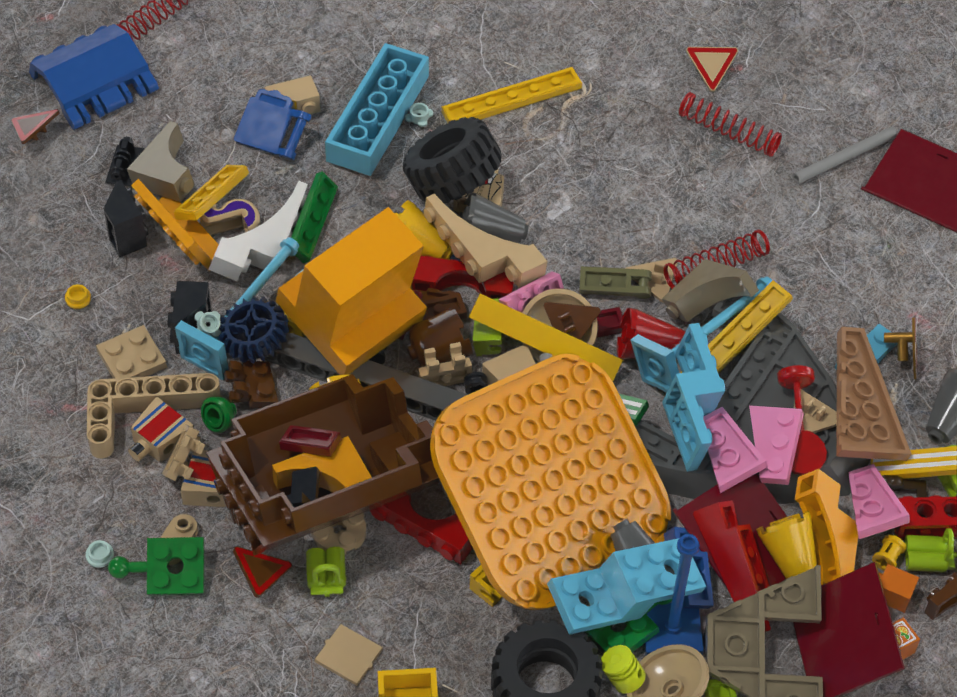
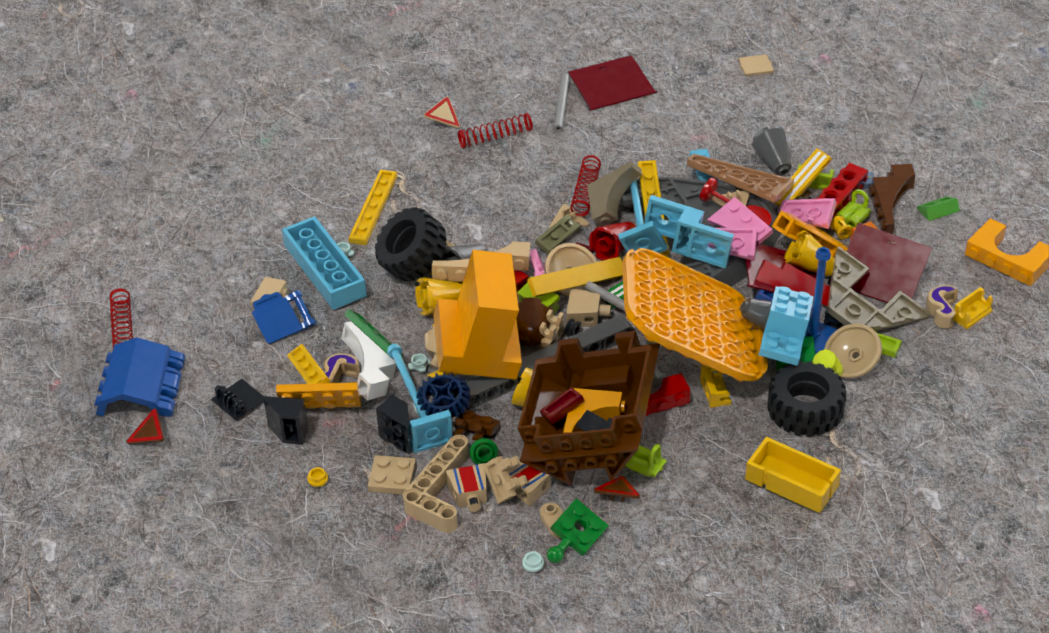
camera: 50 degrees left, 10 degrees down
(158, 167) = (263, 380): dark tan arch -> none
(211, 317) = (419, 411): light aqua plate -> none
(348, 654) = (709, 482): tan piece -> none
(571, 318) = (574, 257): reddish brown piece -> none
(902, 340) = (719, 143): pearl gold shield -> none

